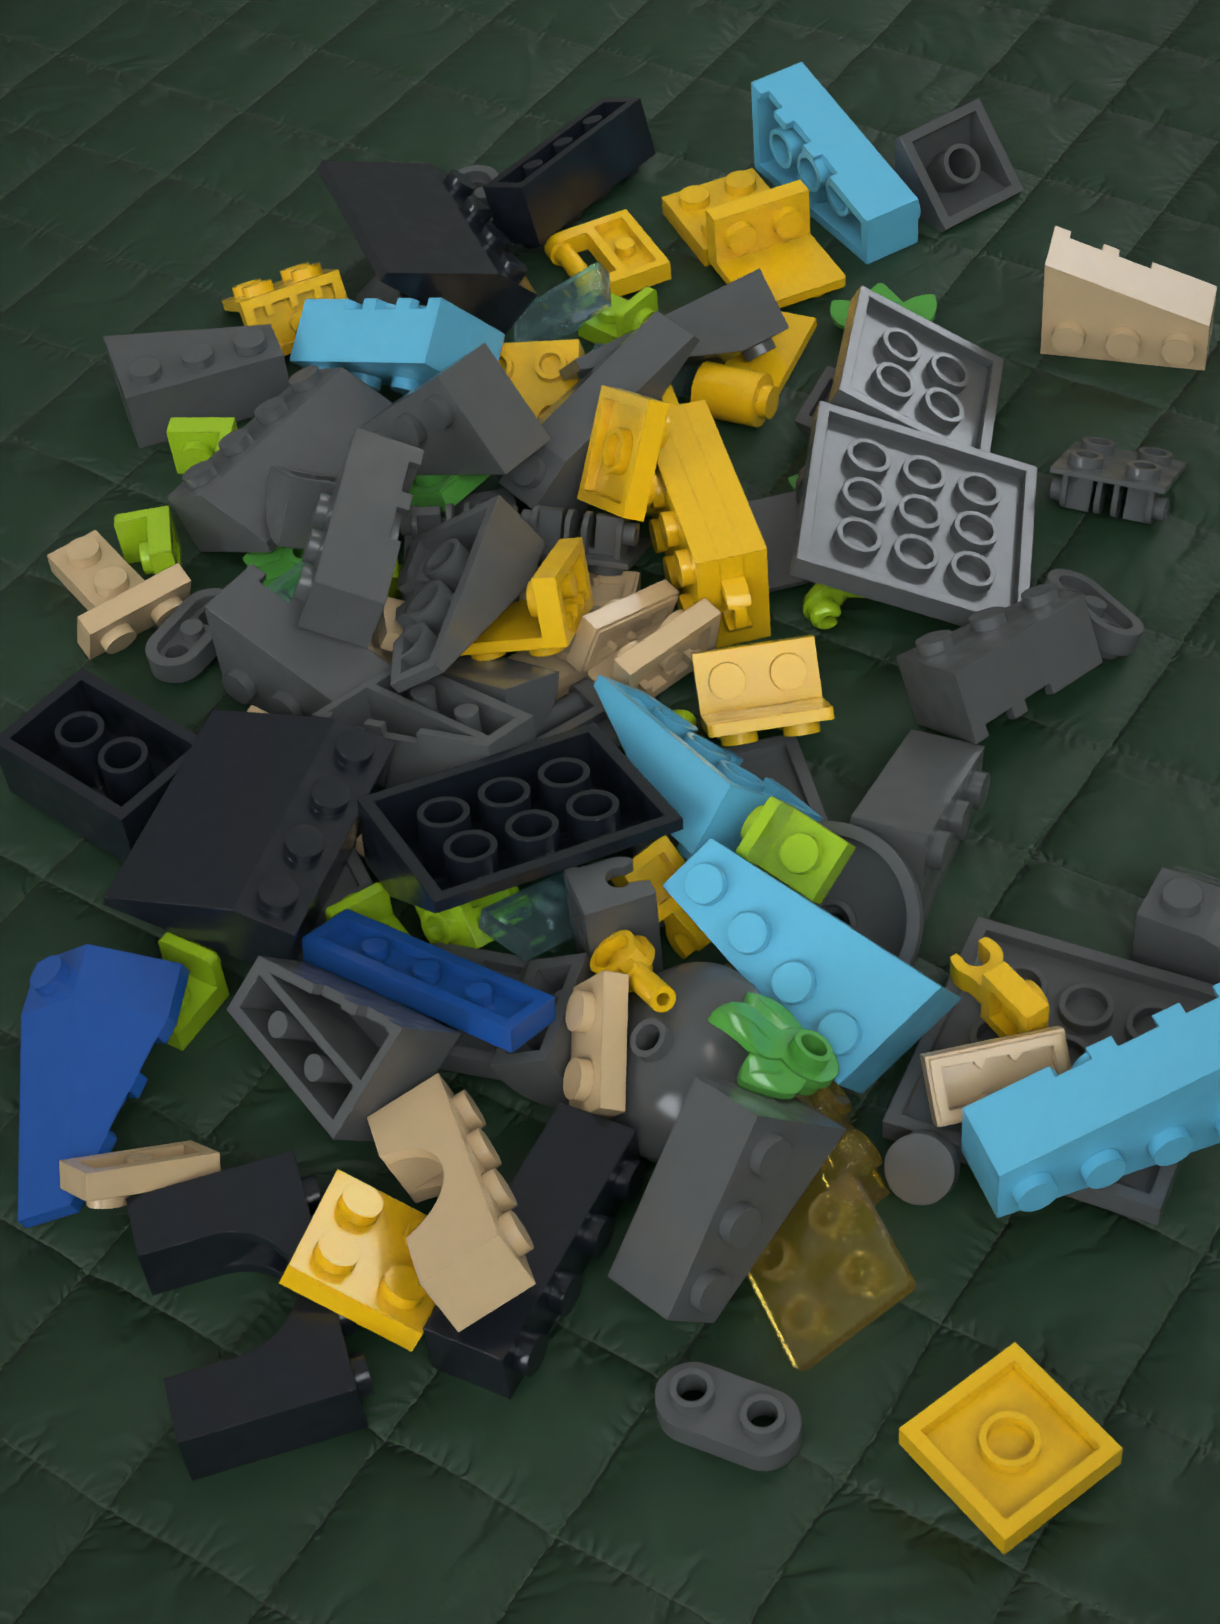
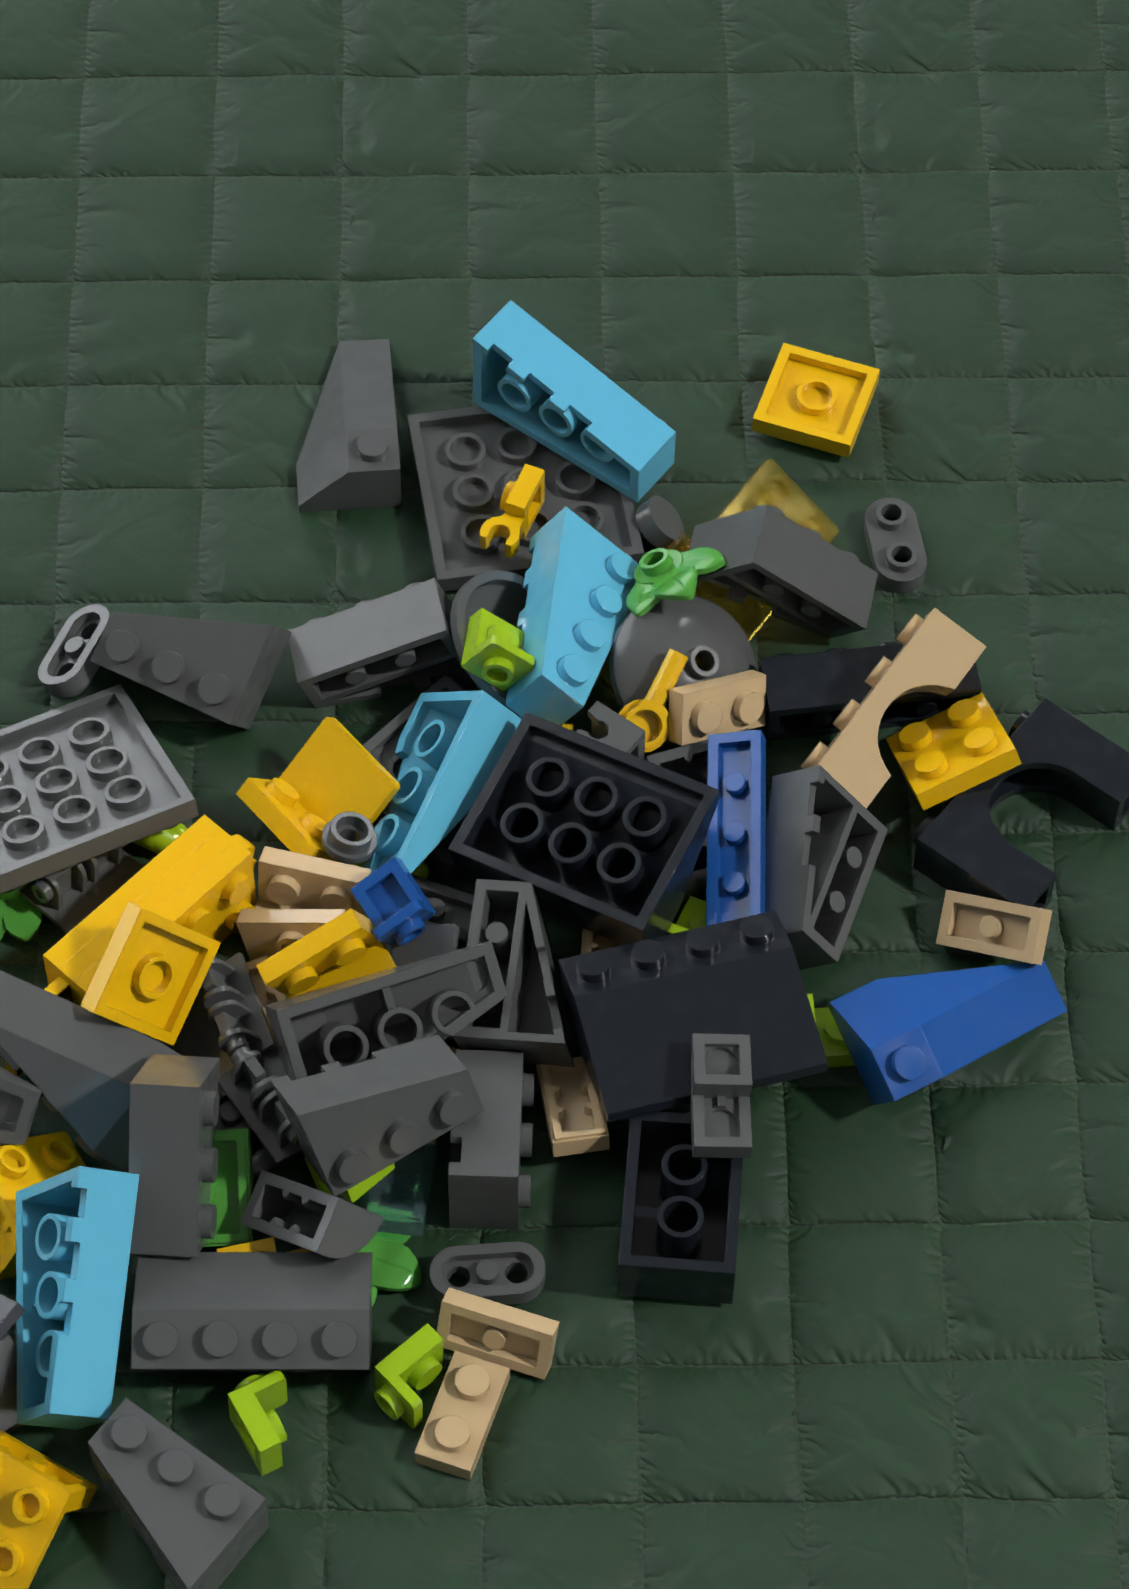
camera: 130 degrees left, 10 degrees up
(141, 788) = (721, 1095): none -> dark grey slope
(566, 658) = (393, 903): none -> blue bracket
(684, 671) = (349, 838): none -> dark grey plate
(975, 1070) = (582, 489): tan plate -> none

